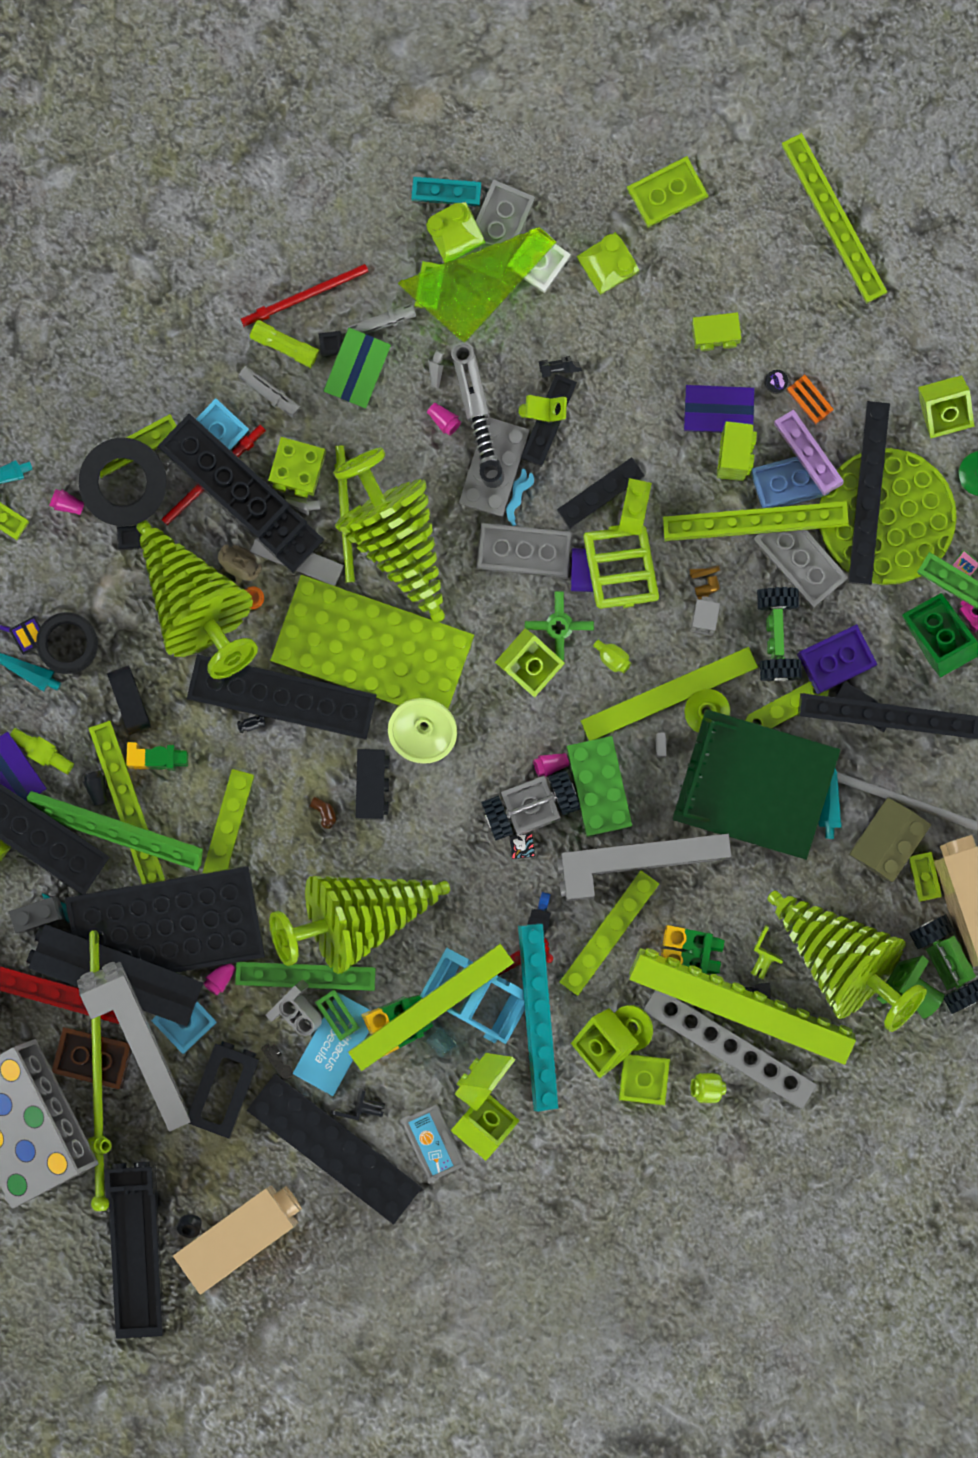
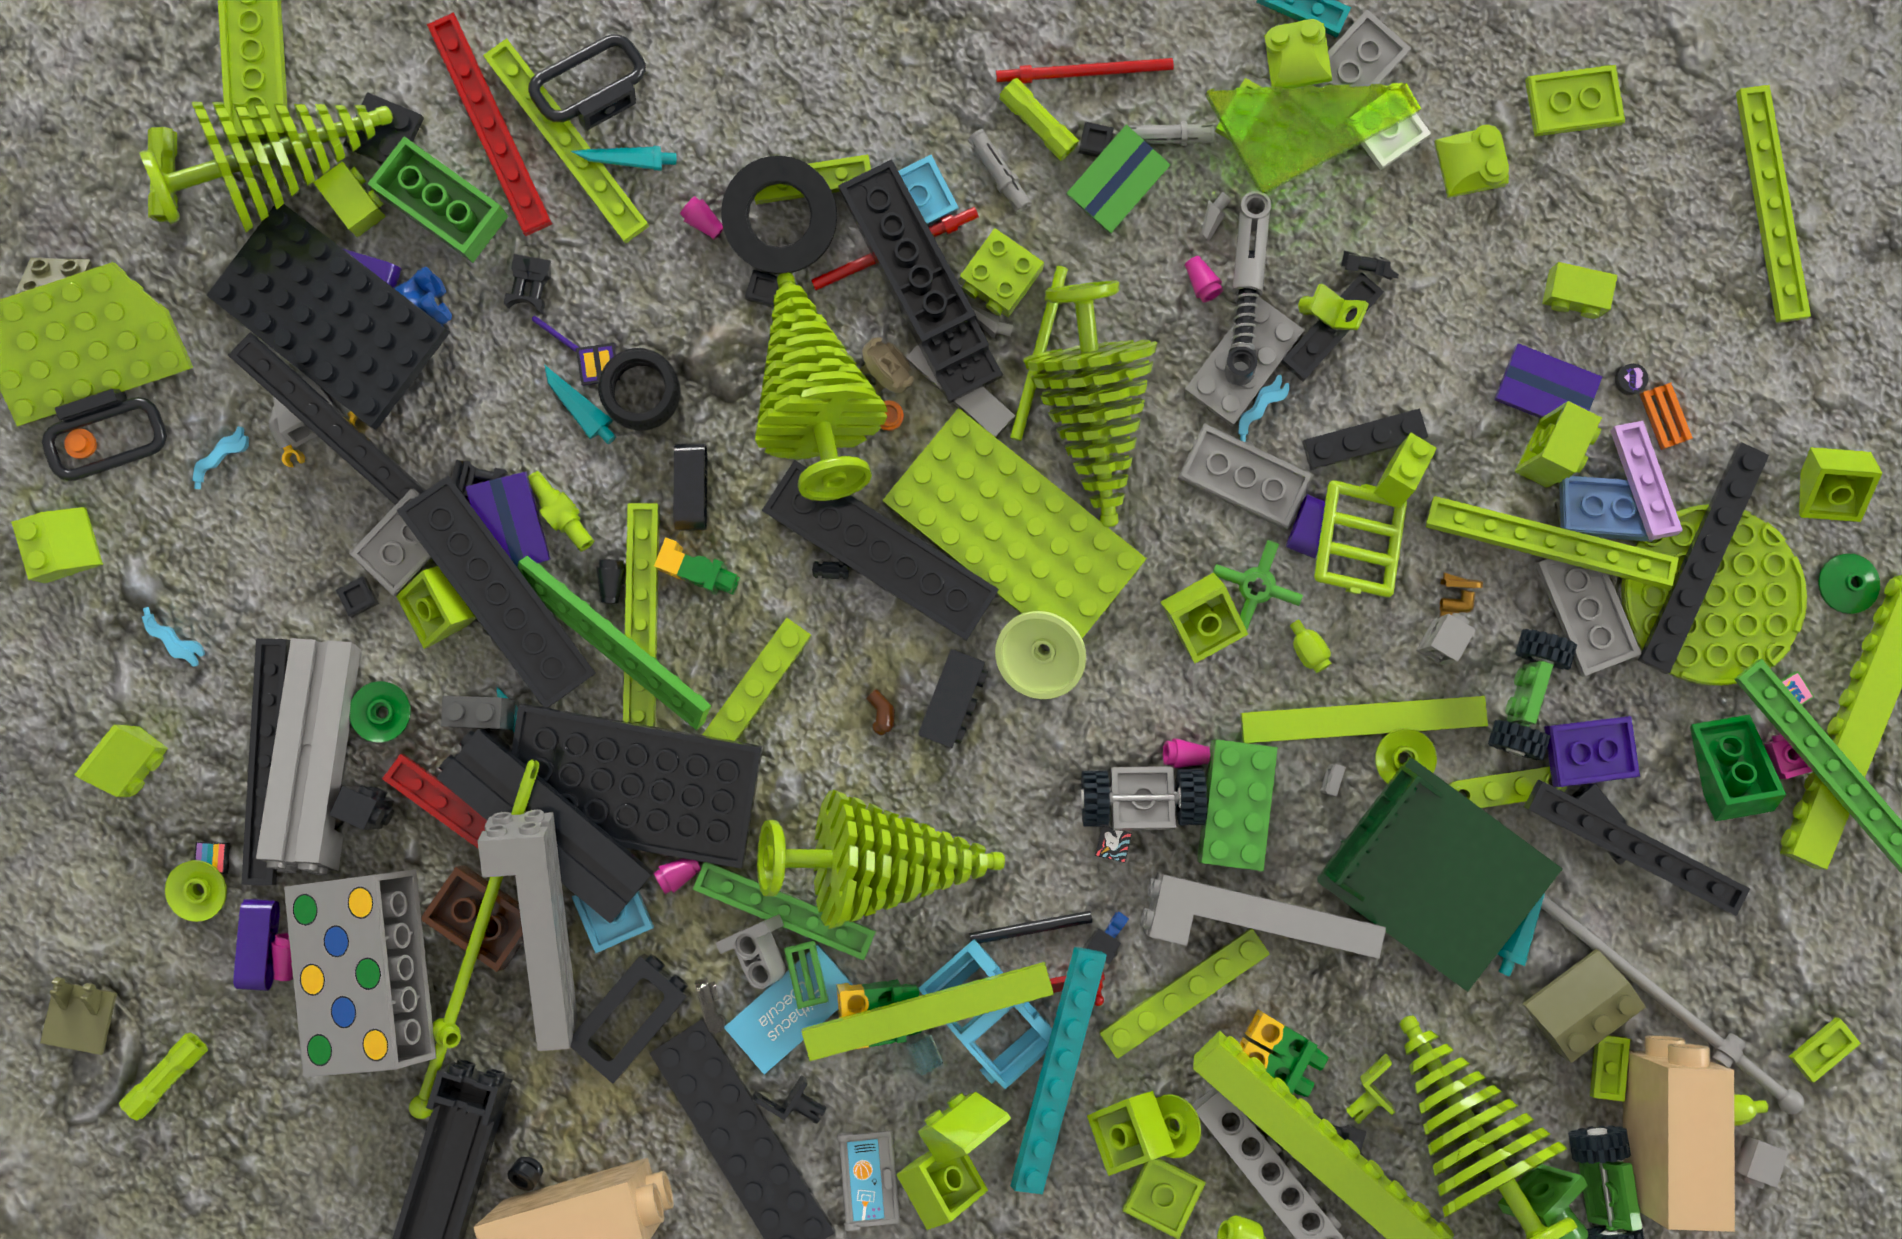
camera: 20 degrees right, 0 degrees up
(486, 925) = (1031, 927): none -> black bar

